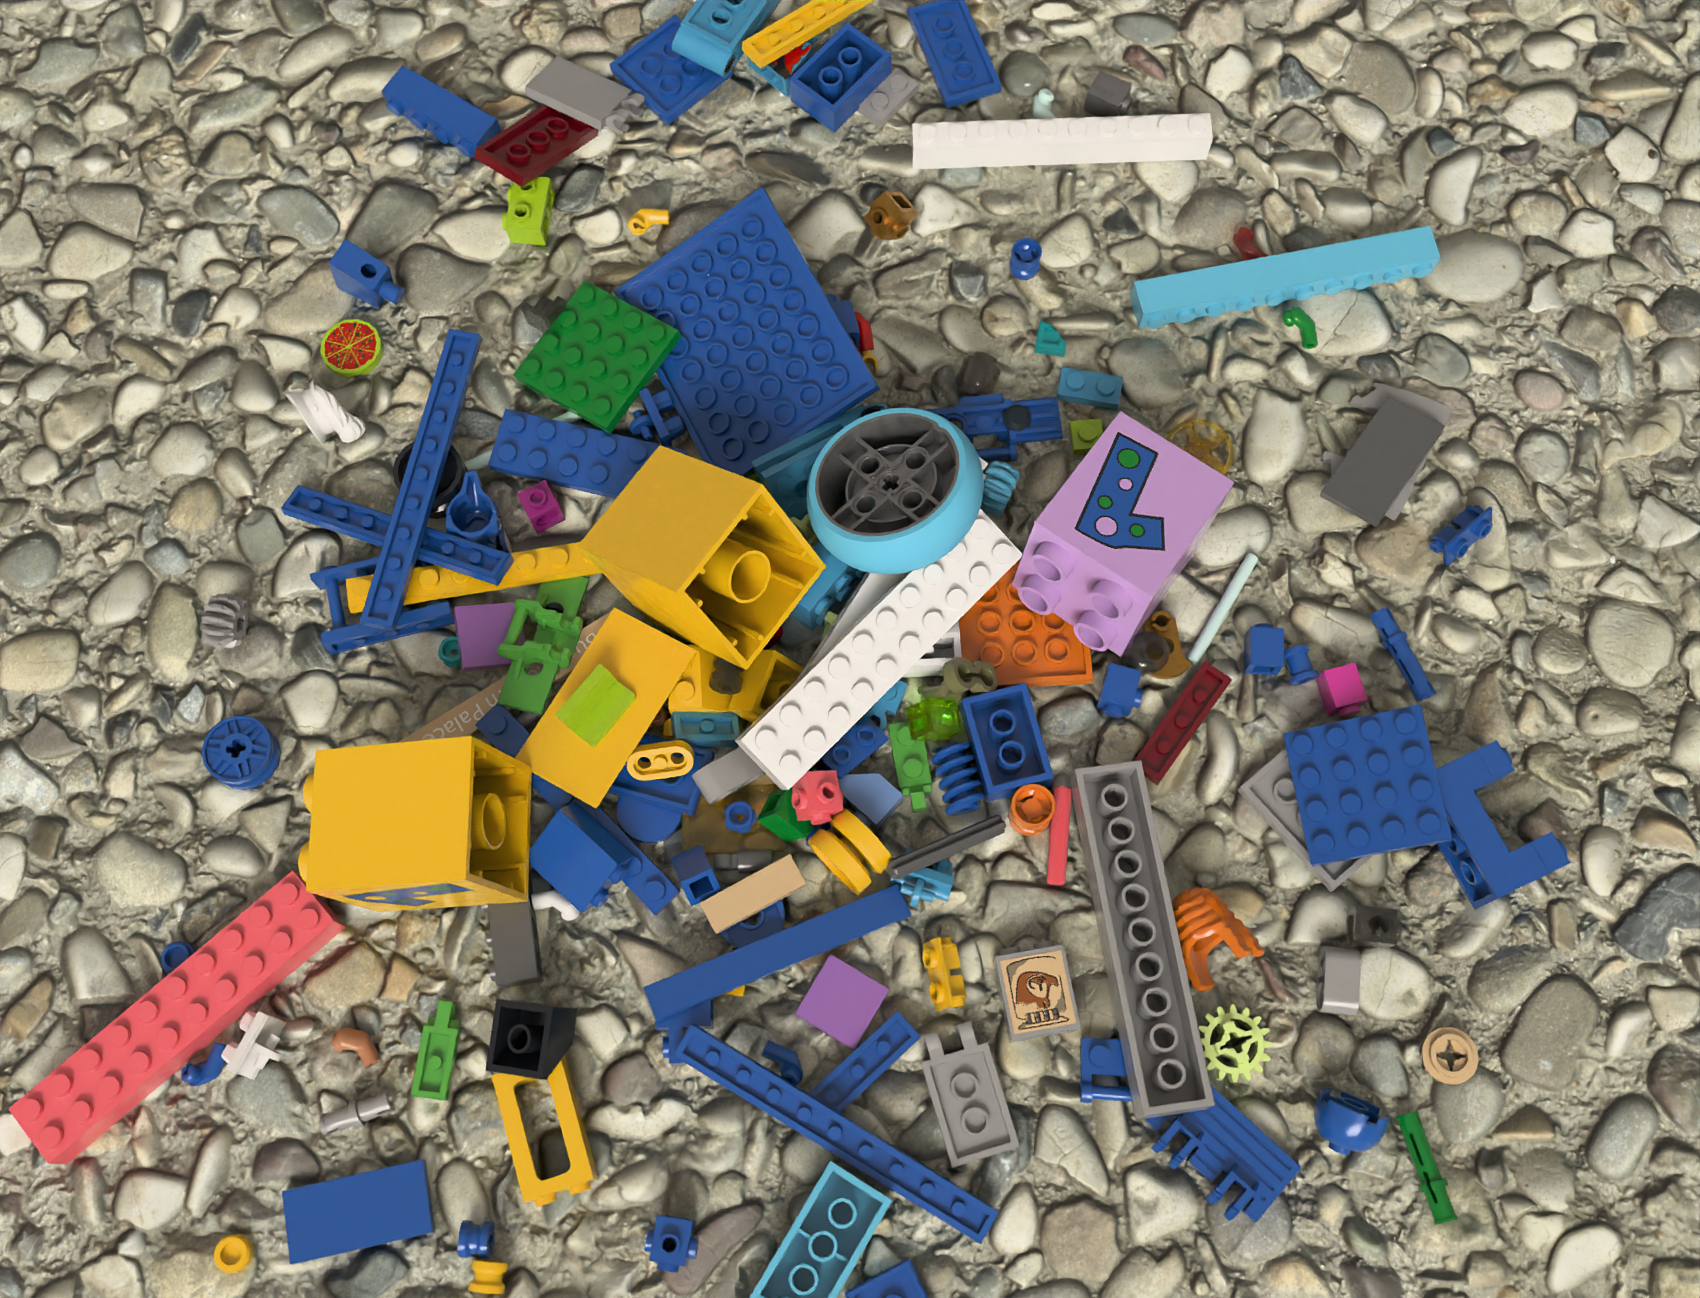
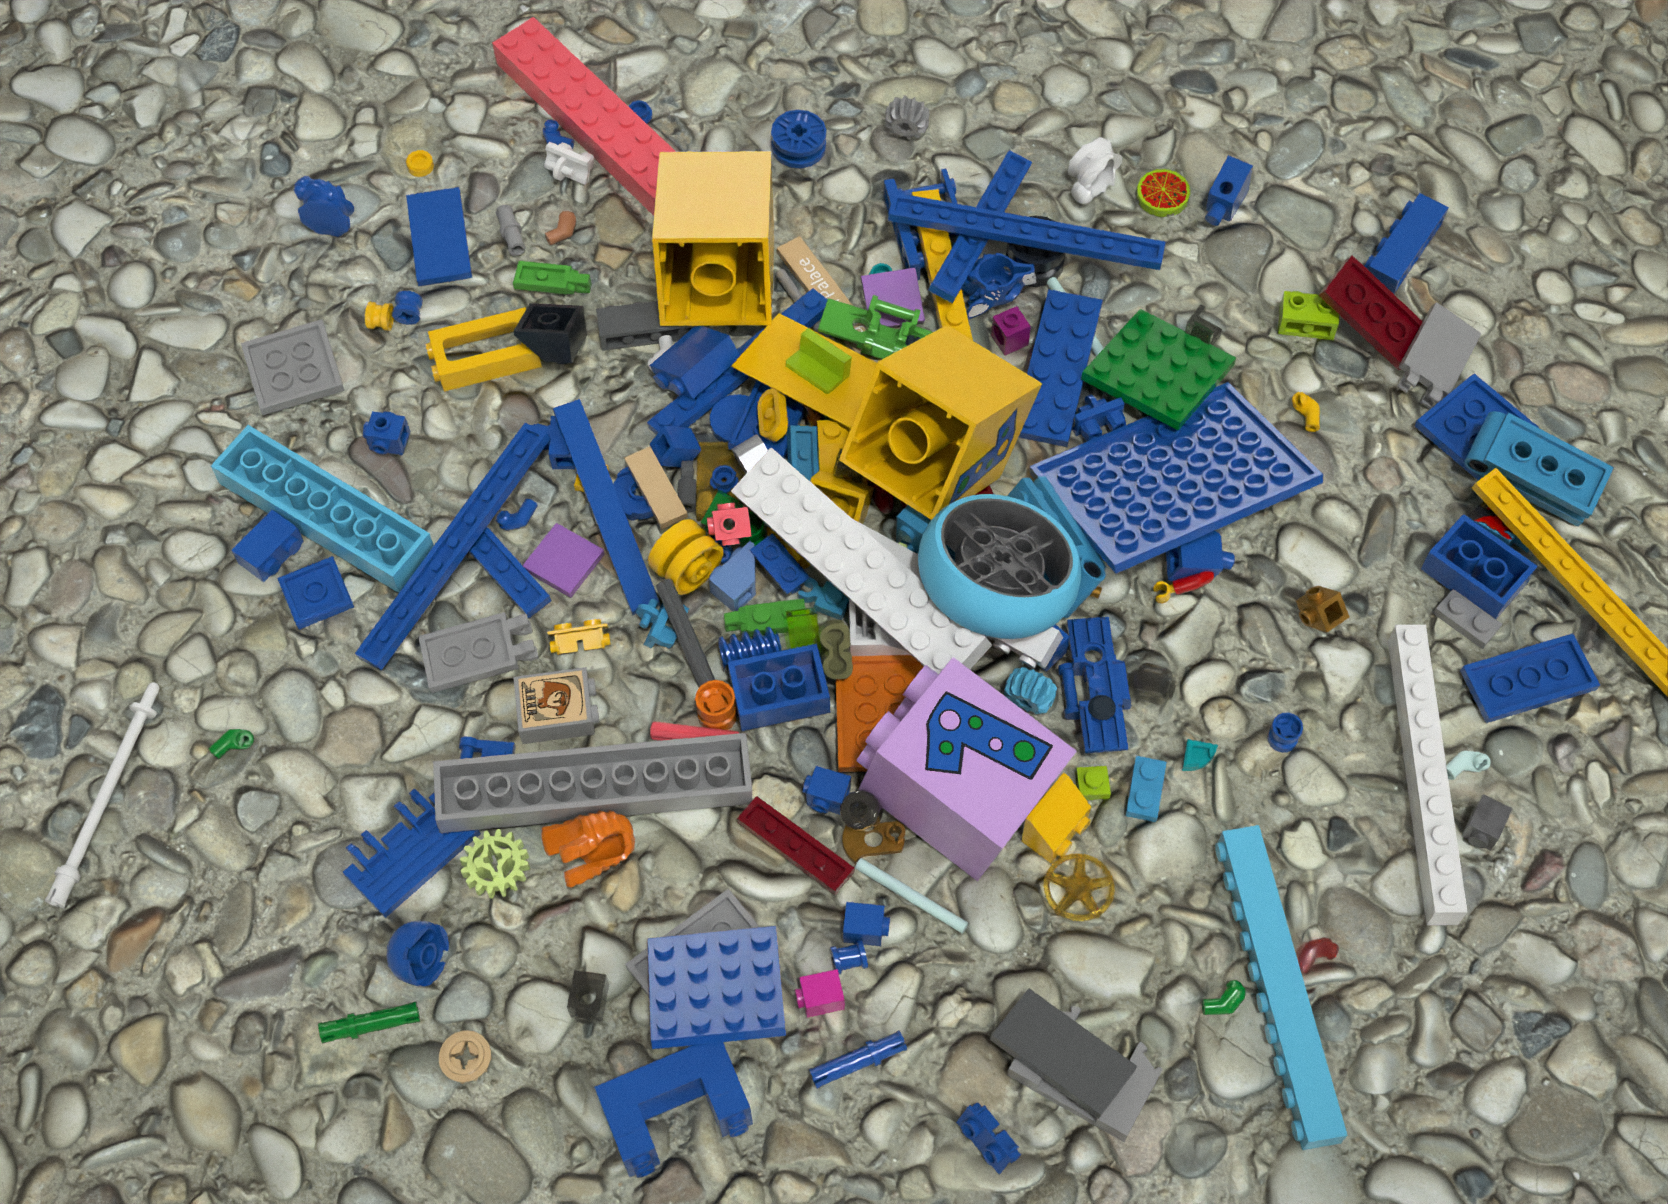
camera: 90 degrees right, 10 degrees down
(1338, 980) = (542, 961): light grey beam -> none

